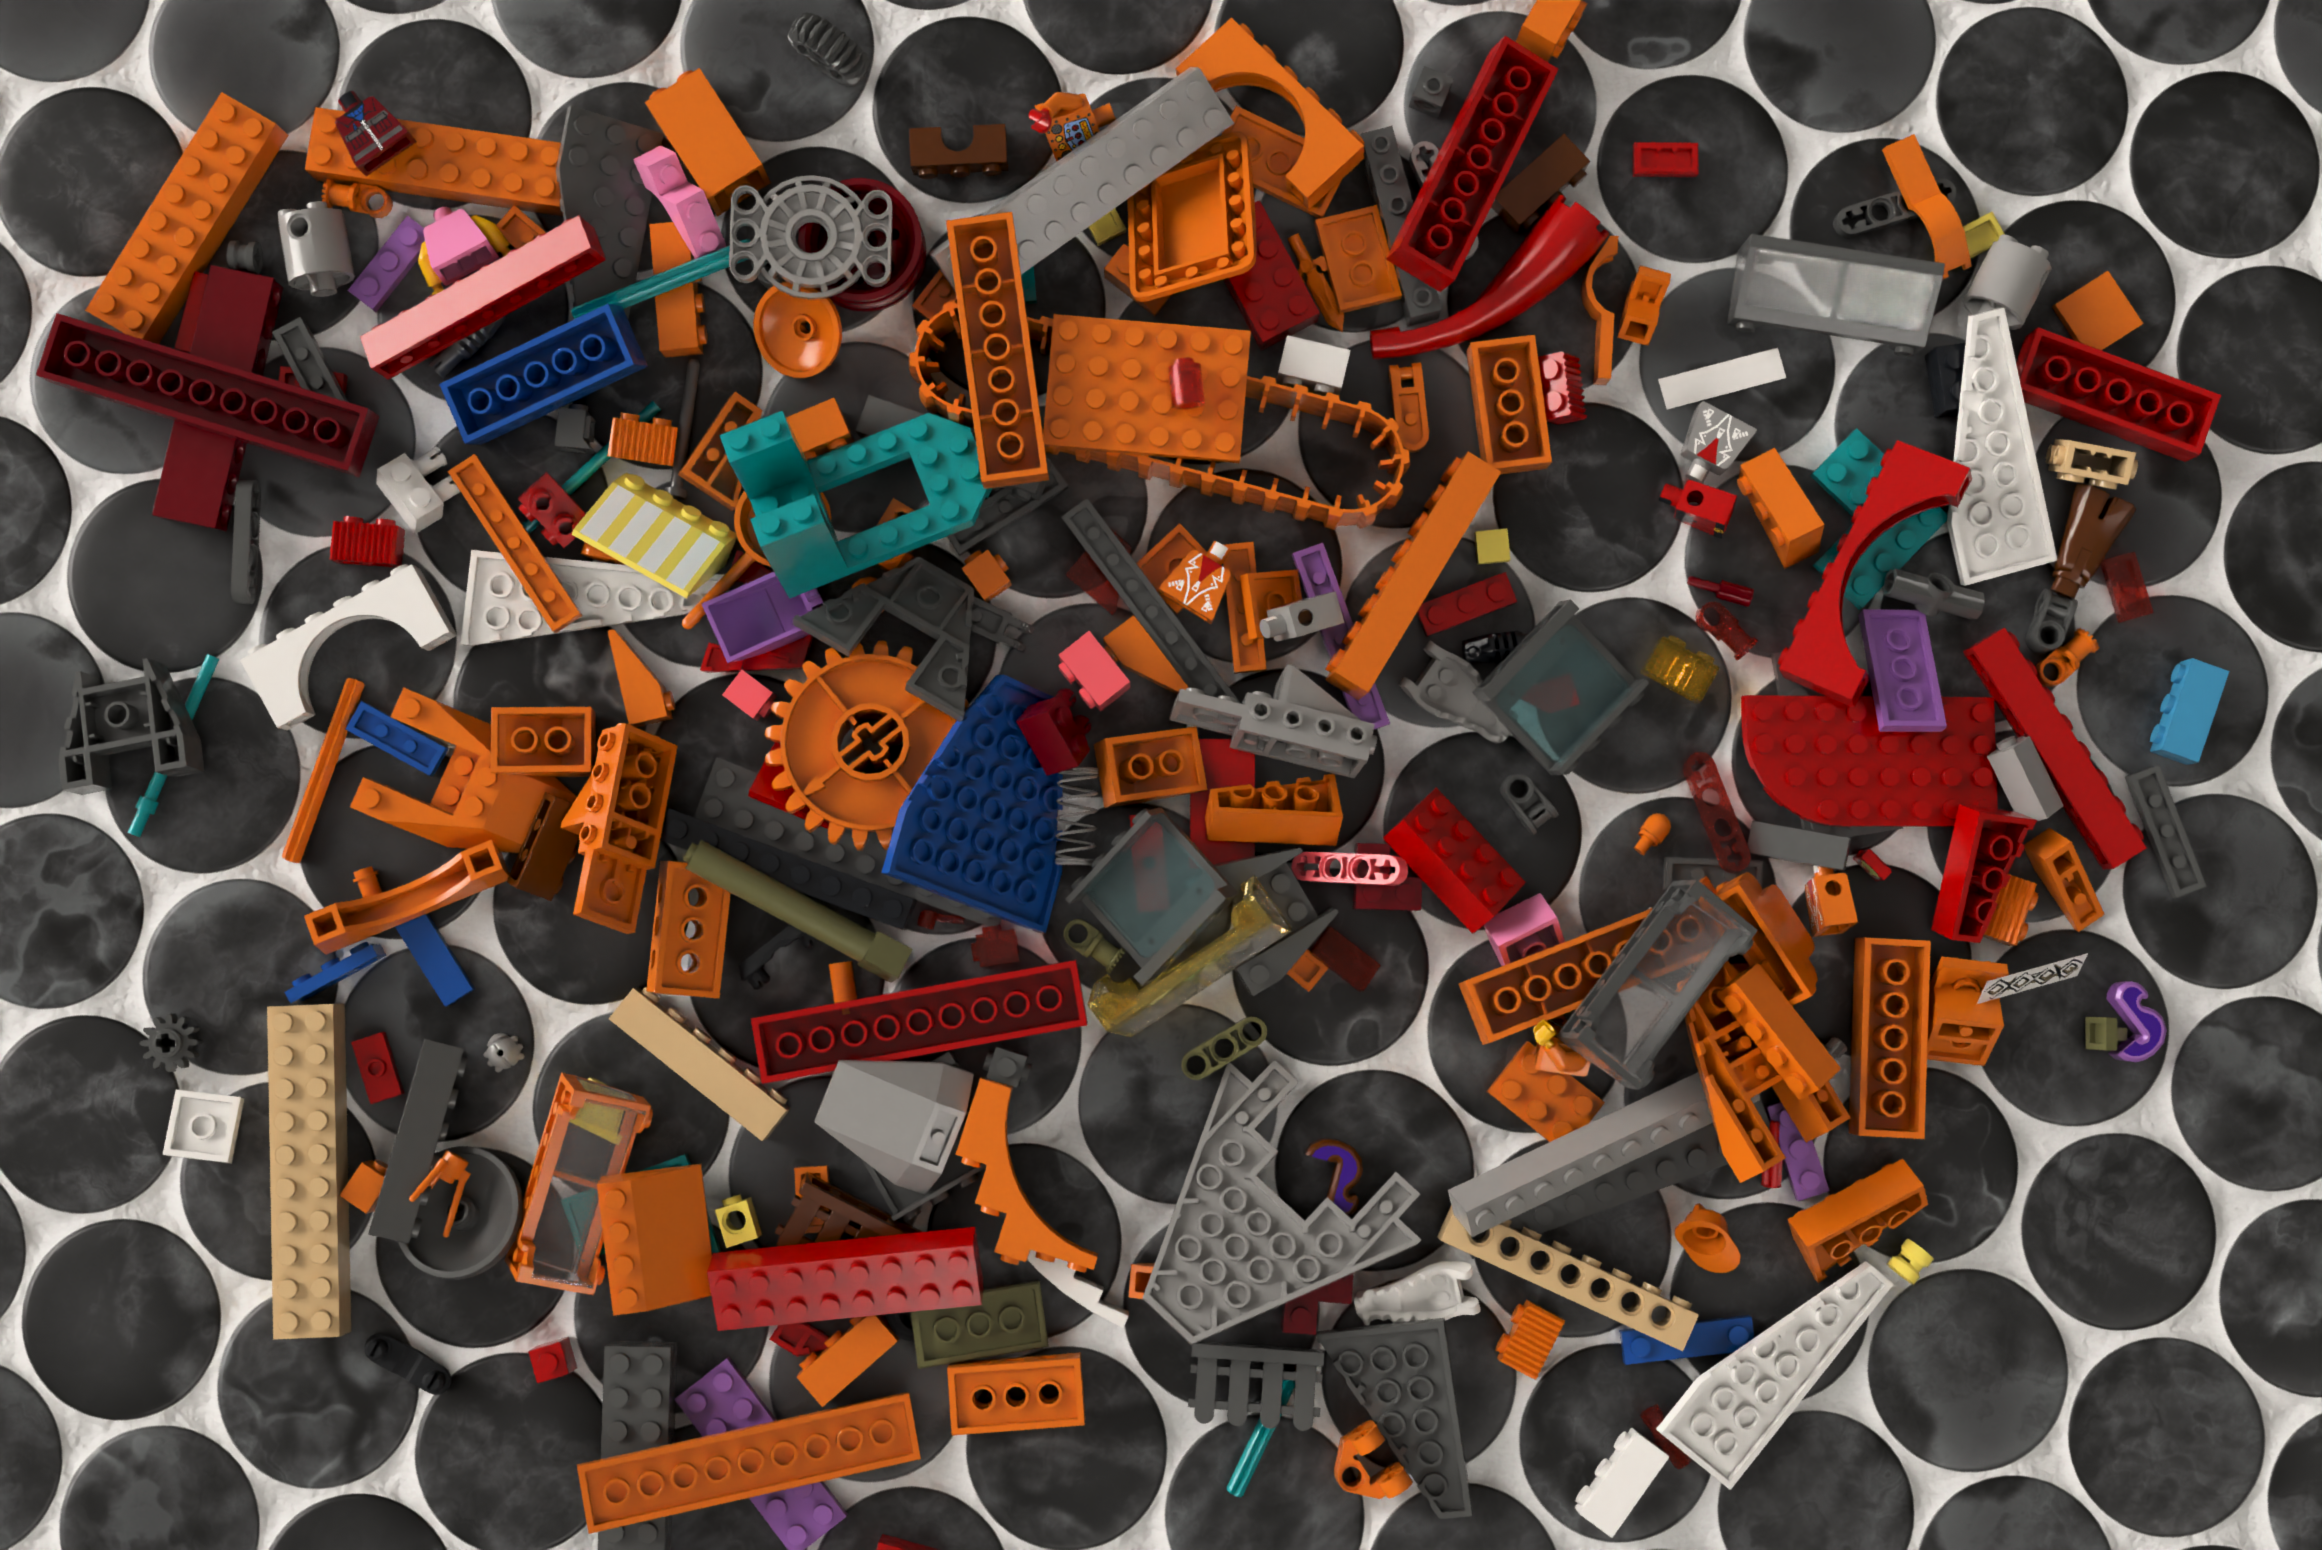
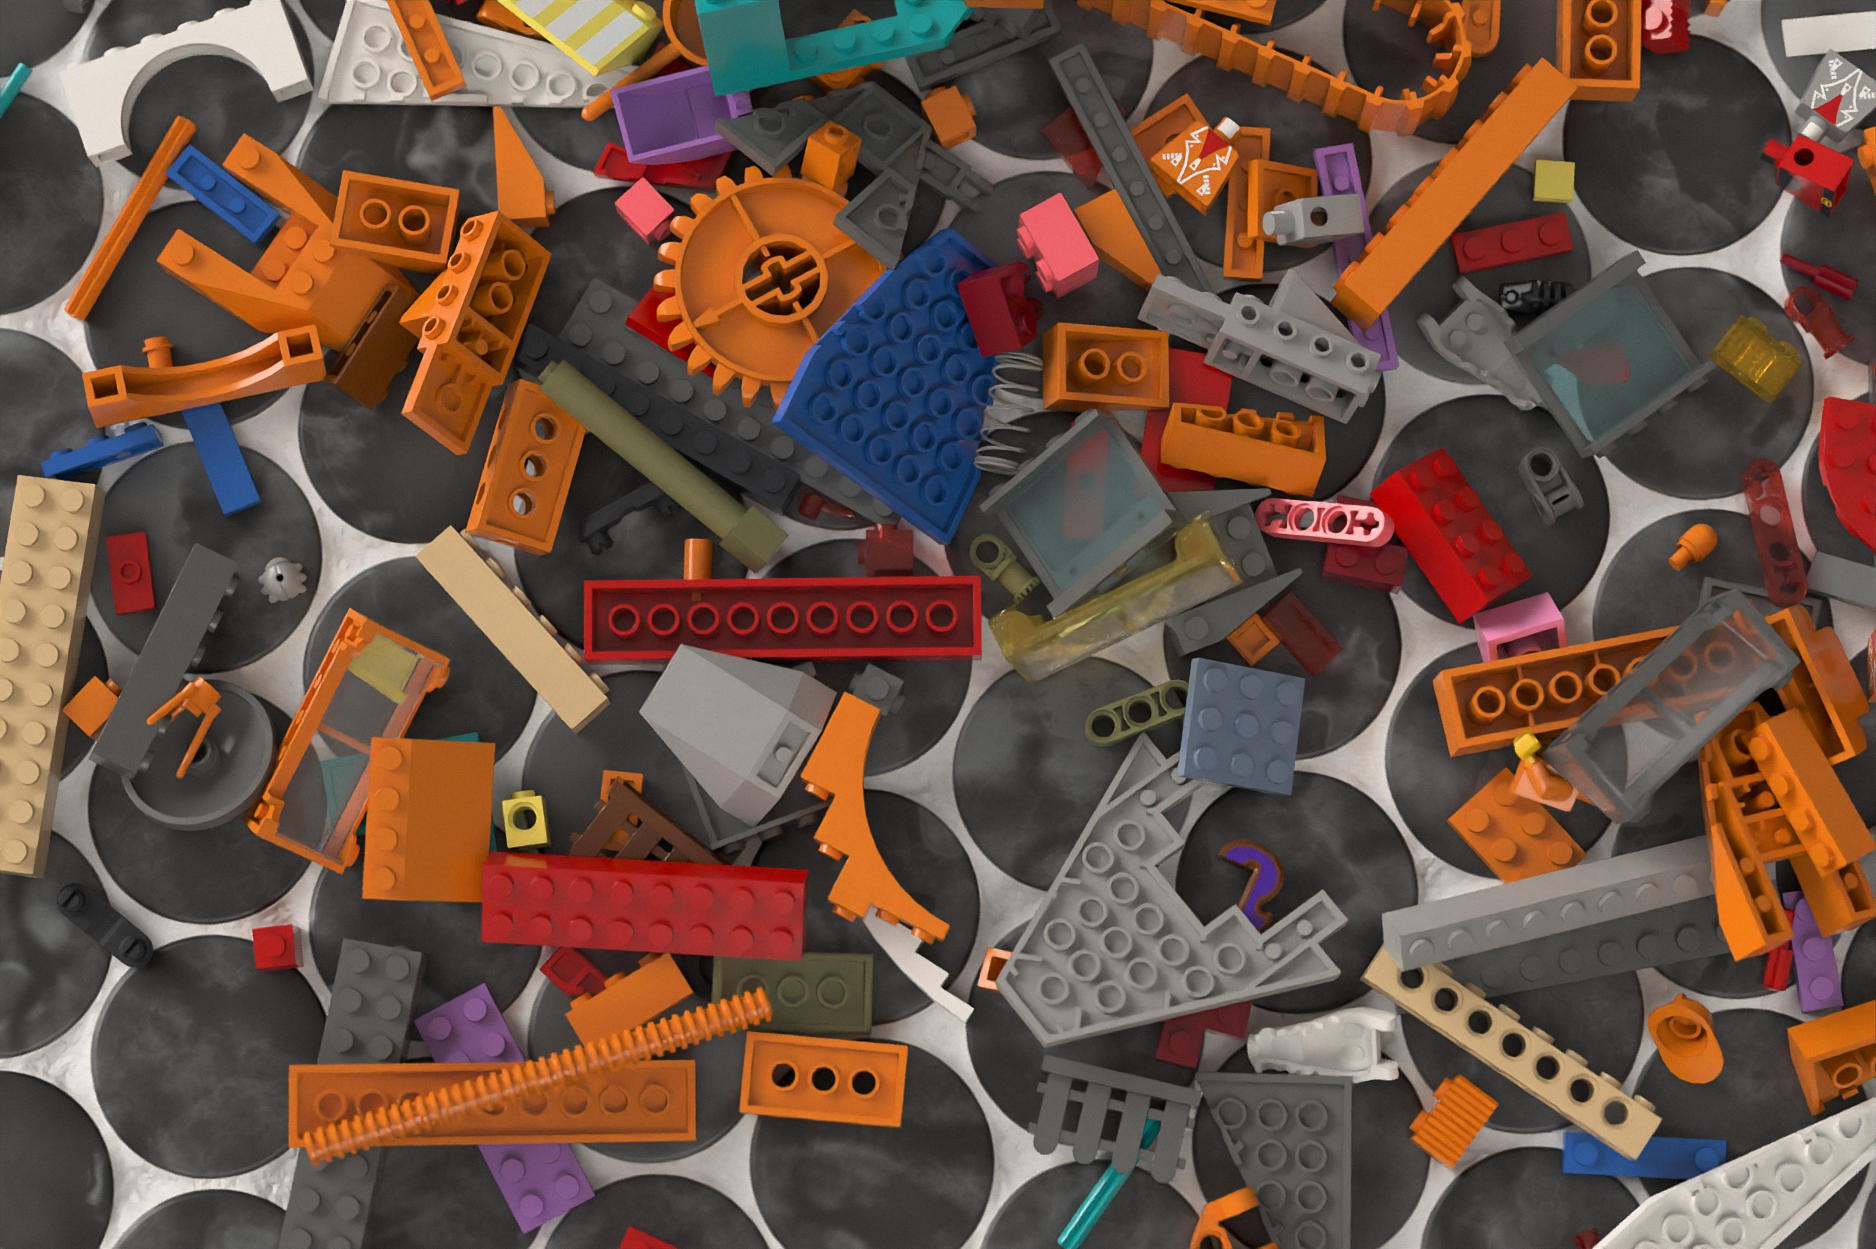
camera: 15 degrees right, 5 degrees down
(780, 1440) = (538, 1076): none -> orange piece
(894, 630) = (831, 155): none -> orange brick
(1308, 1046) = (1241, 727): none -> sand blue plate

